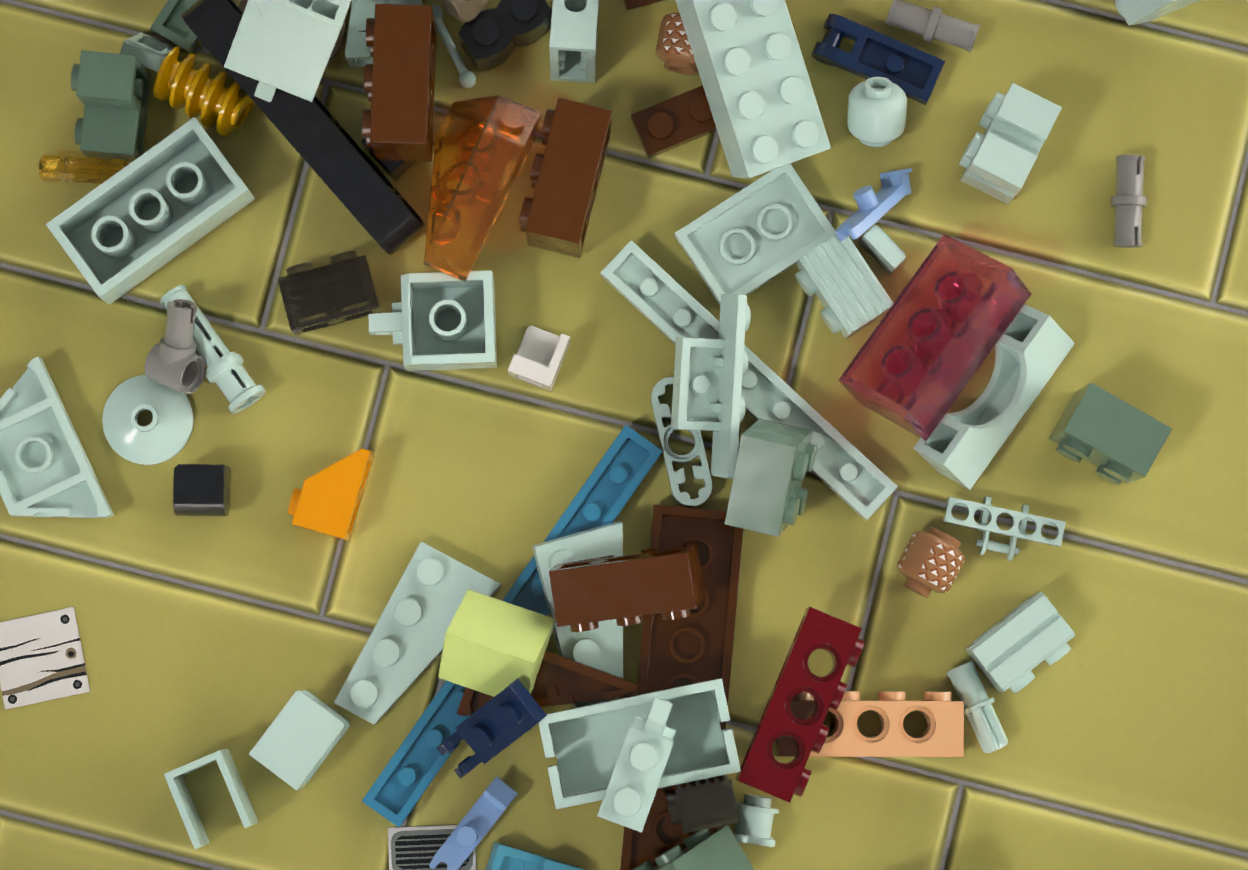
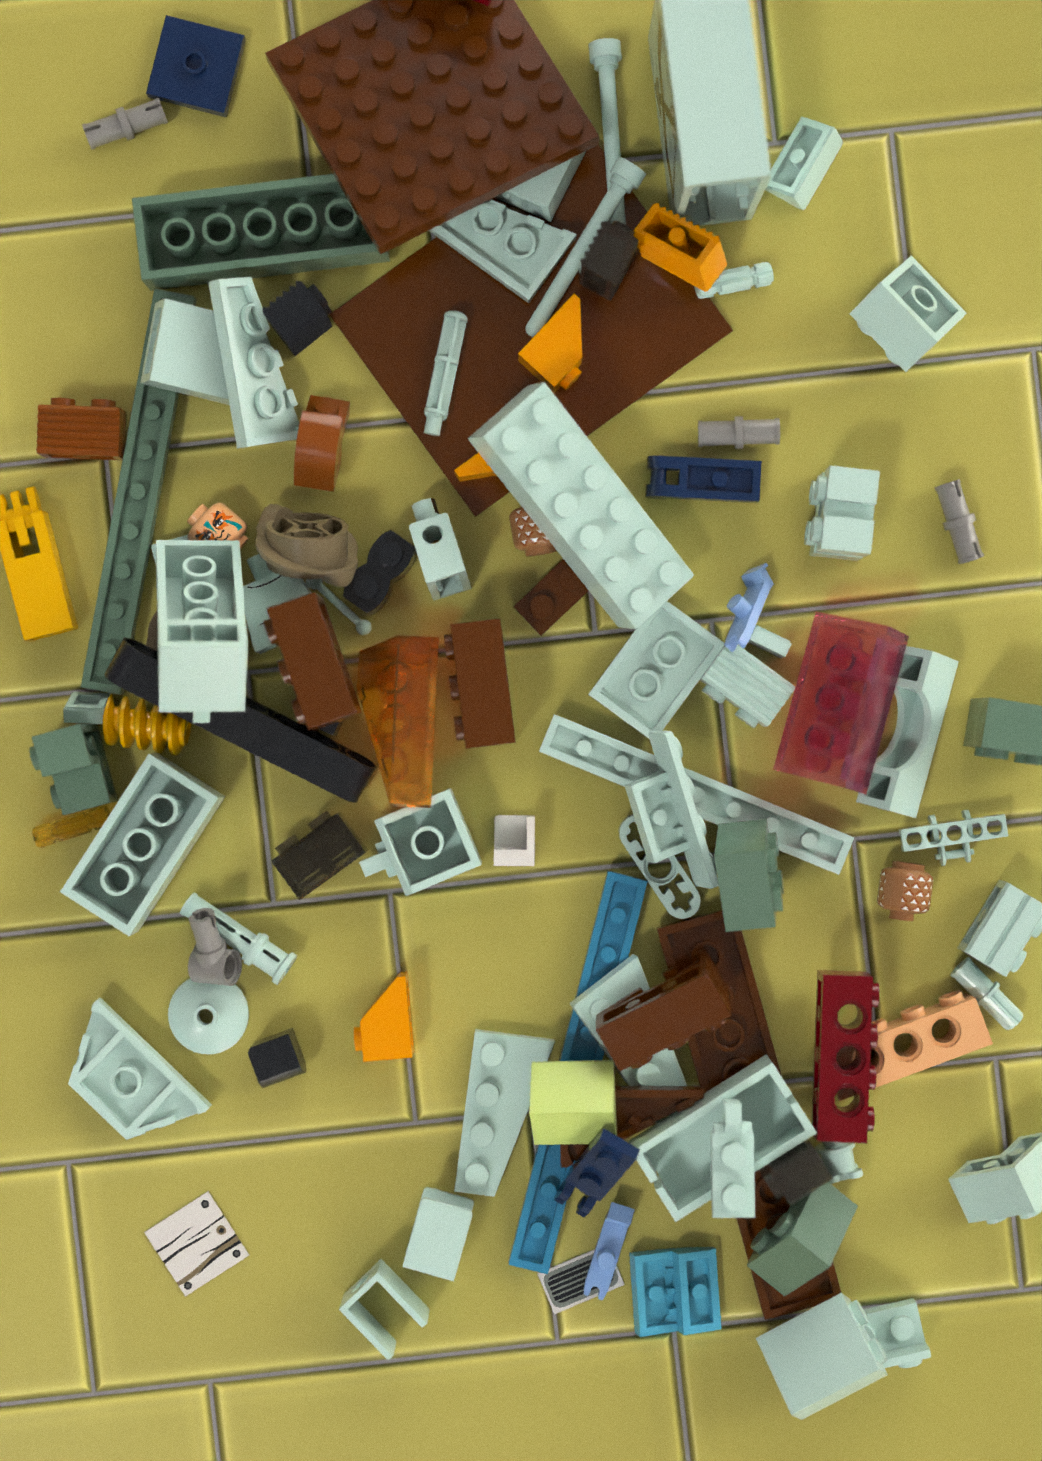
camera: 15 degrees left, 5 degrees up
(876, 111) = (720, 527): light aqua head -> none

